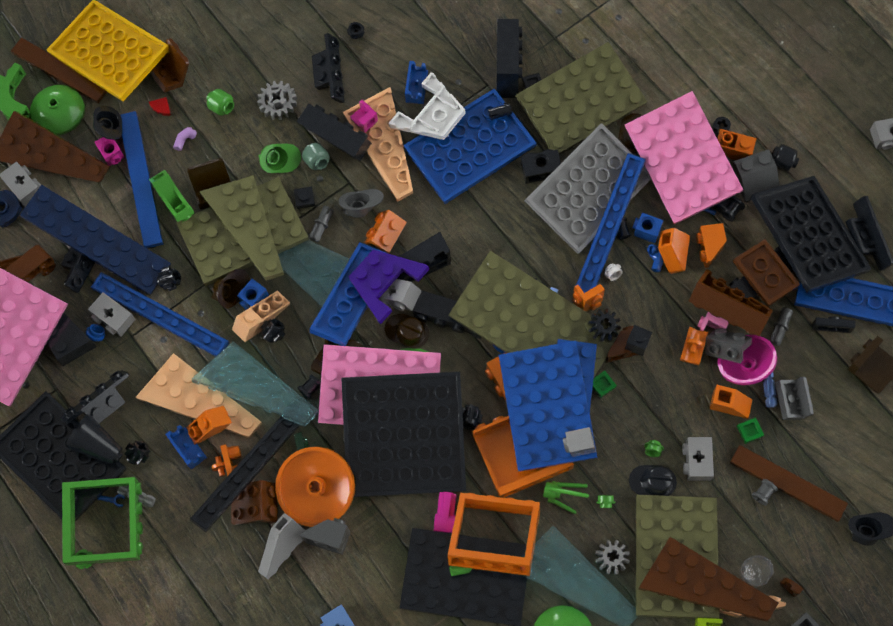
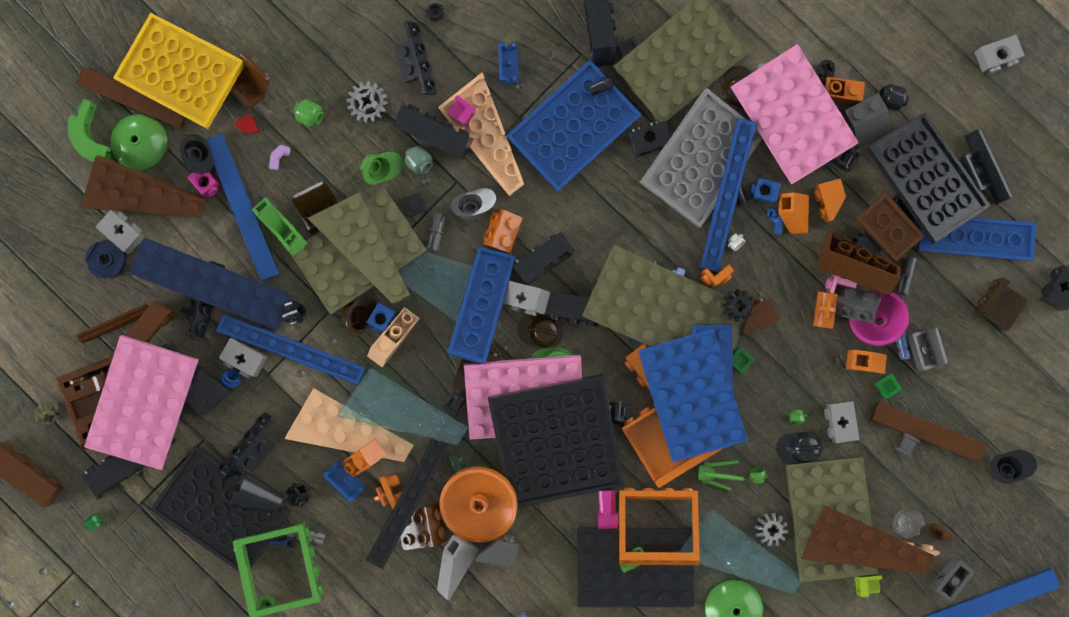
camera: 15 degrees left, 15 degrees up
(273, 330) = (408, 352): black gear -> none
(377, 274) = (504, 283): dark purple wing -> none
(437, 117) = (537, 100): white wing -> none
(579, 442) = (732, 435): light grey brick -> none
(638, 340) = (773, 316): black brick -> none
(833, 324) = (958, 267): black plate -> none

